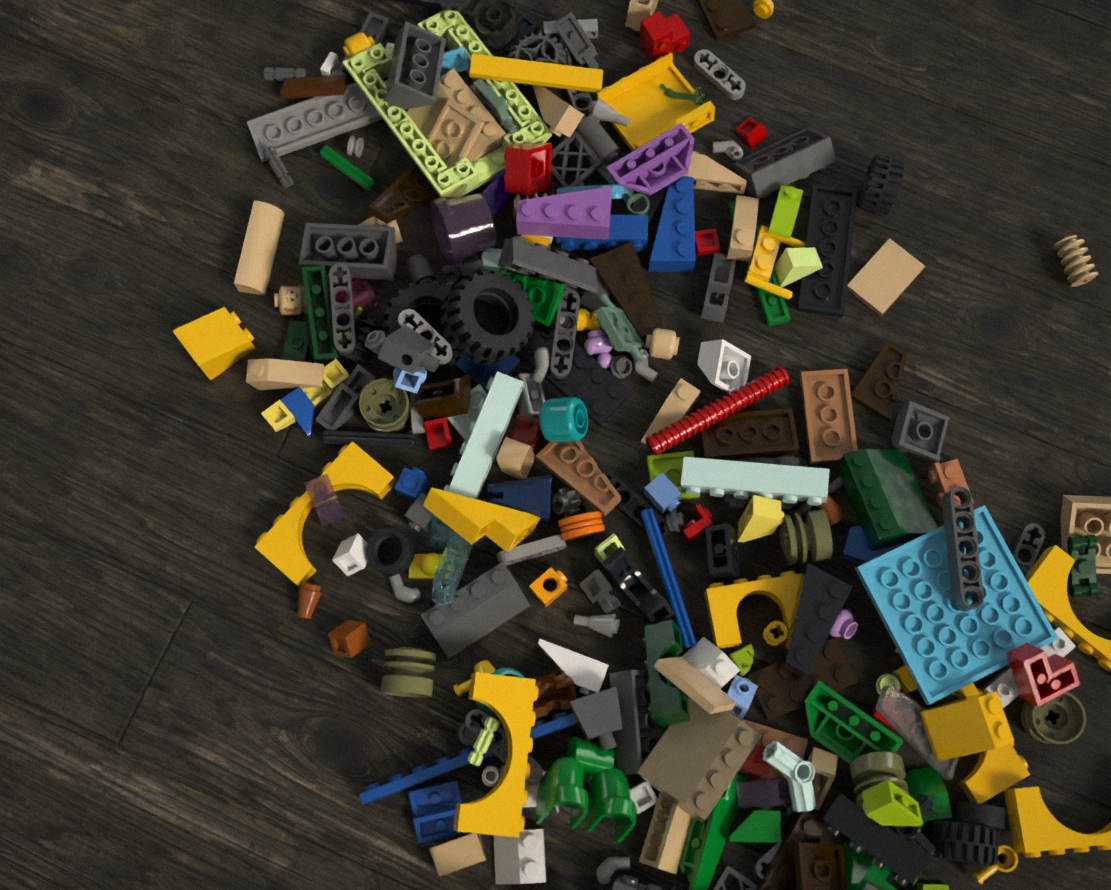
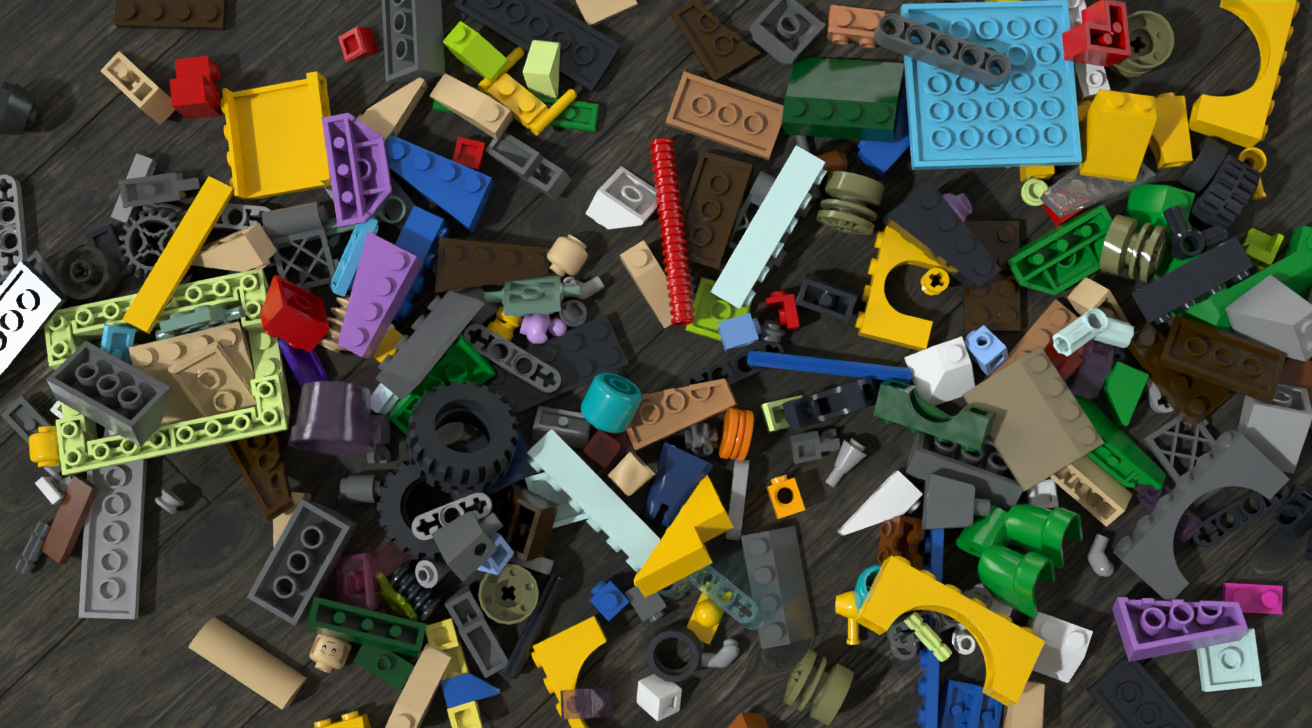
camera: 65 degrees left, 10 degrees up
(278, 167) = (155, 602): dark grey axle -> none
(342, 308) = (376, 593): dark grey beam -> none
(347, 168) = (191, 521): green axle -> none
(438, 434) = (563, 547): red panel -> none
(542, 363) = (533, 397): light grey arm -> none
(604, 112) = (262, 197): light grey cone -> none
(695, 685) = (962, 390): tan tile -> none
(697, 97) = (292, 85): clear green piece -> none
(717, 65) = (254, 60): light grey beam -> none
(730, 148) = (367, 76): light grey arm -> none
(743, 659) = (945, 326): lime tile -> none
(760, 518) = (811, 242): light yellow slope -> none
(891, 806) = (1169, 250): lime slope -> none

